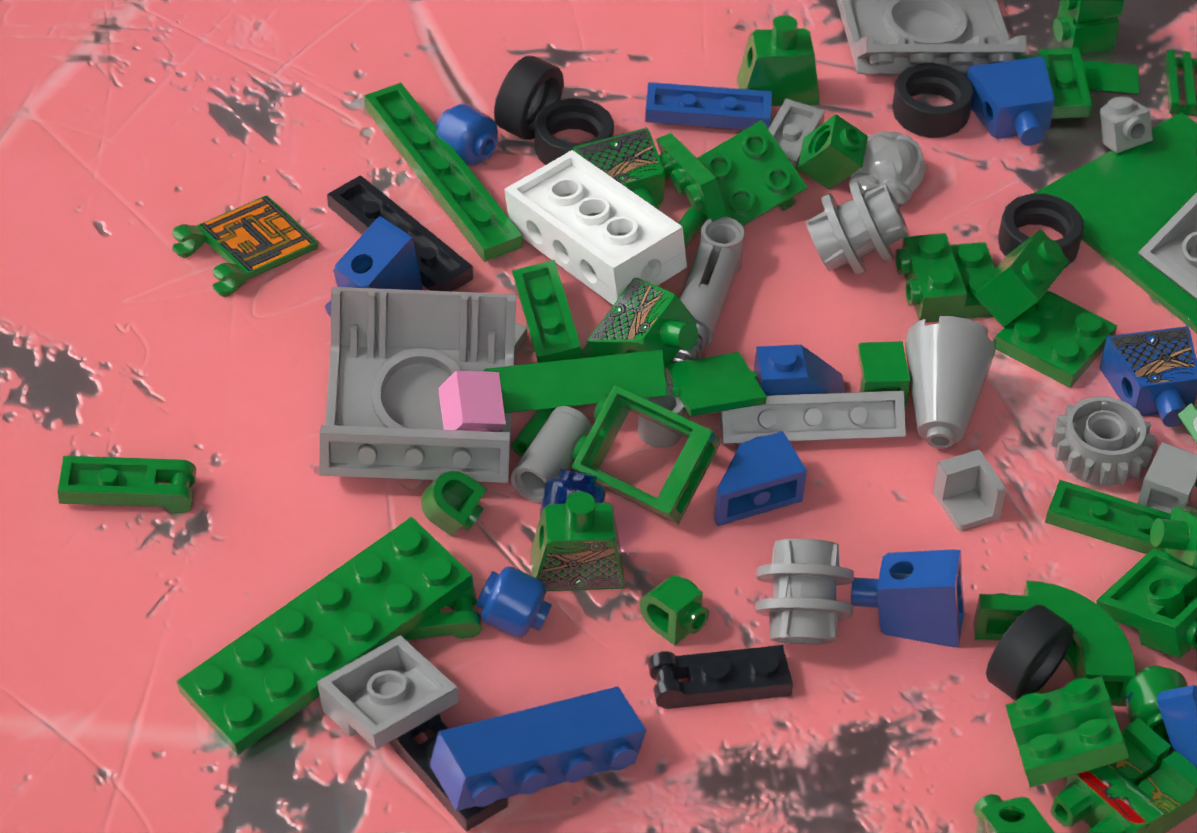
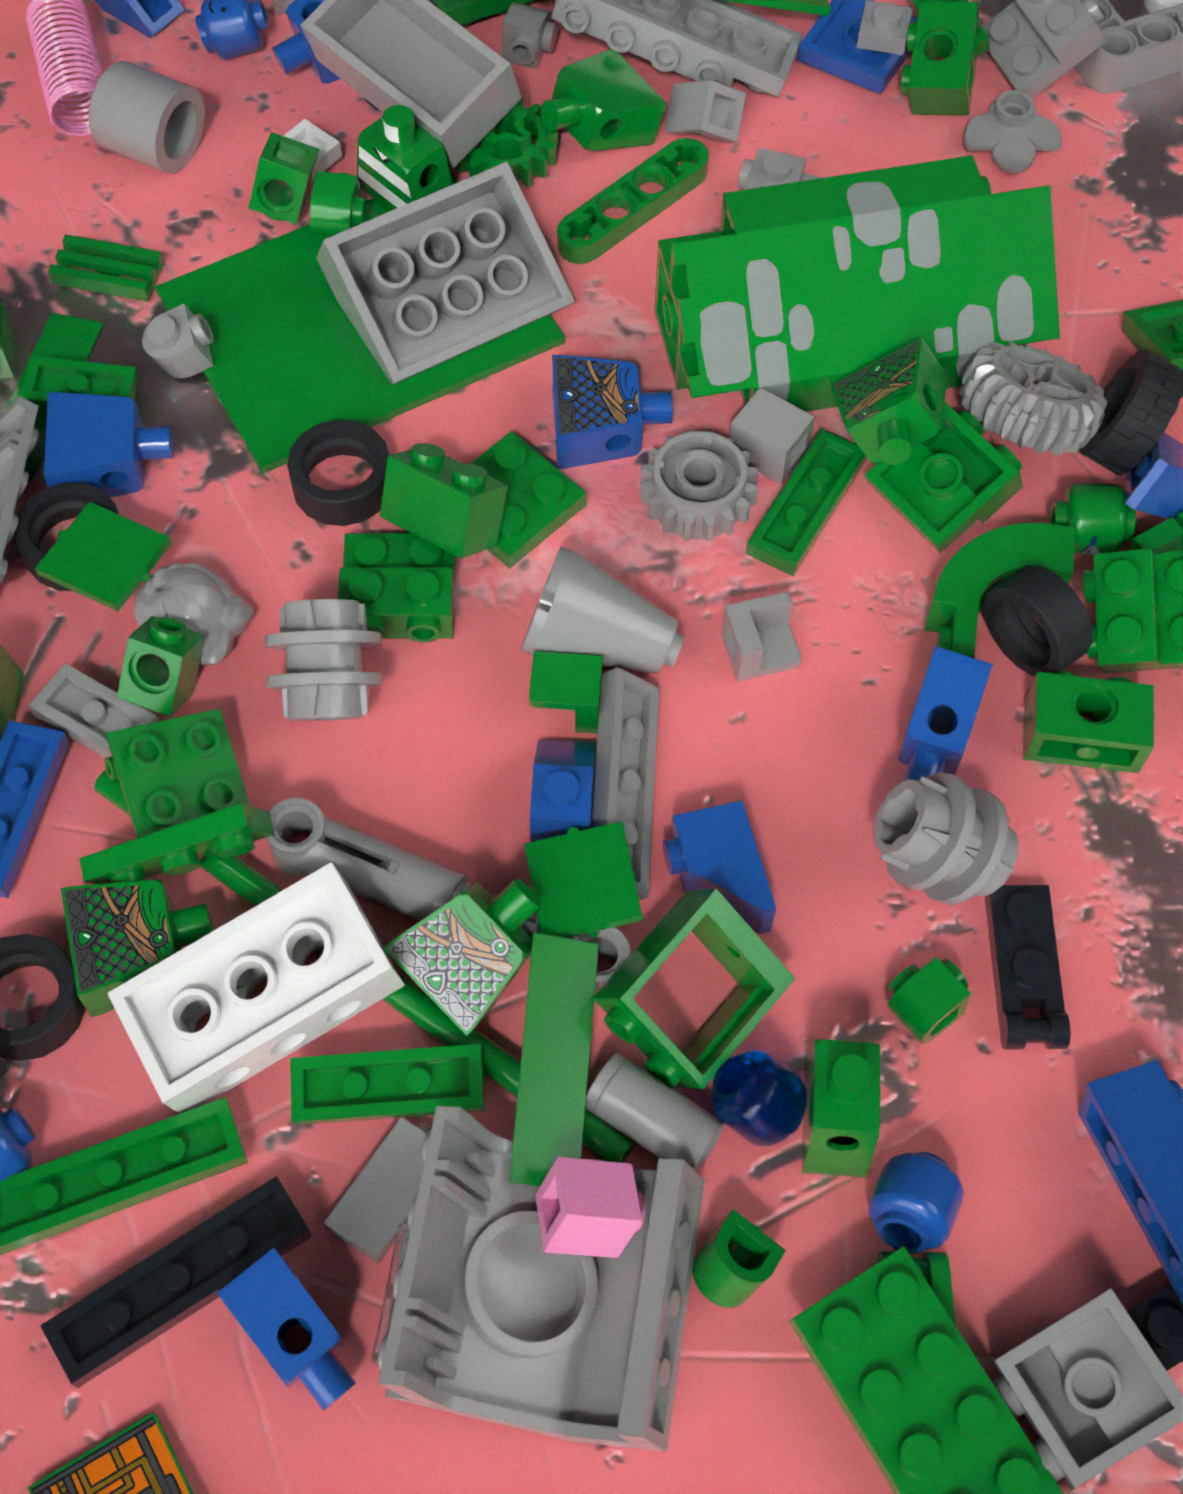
camera: 80 degrees left, 15 degrees up
(911, 106) = (103, 556): none -> green piece
(952, 705) = (1062, 736): none -> green brick

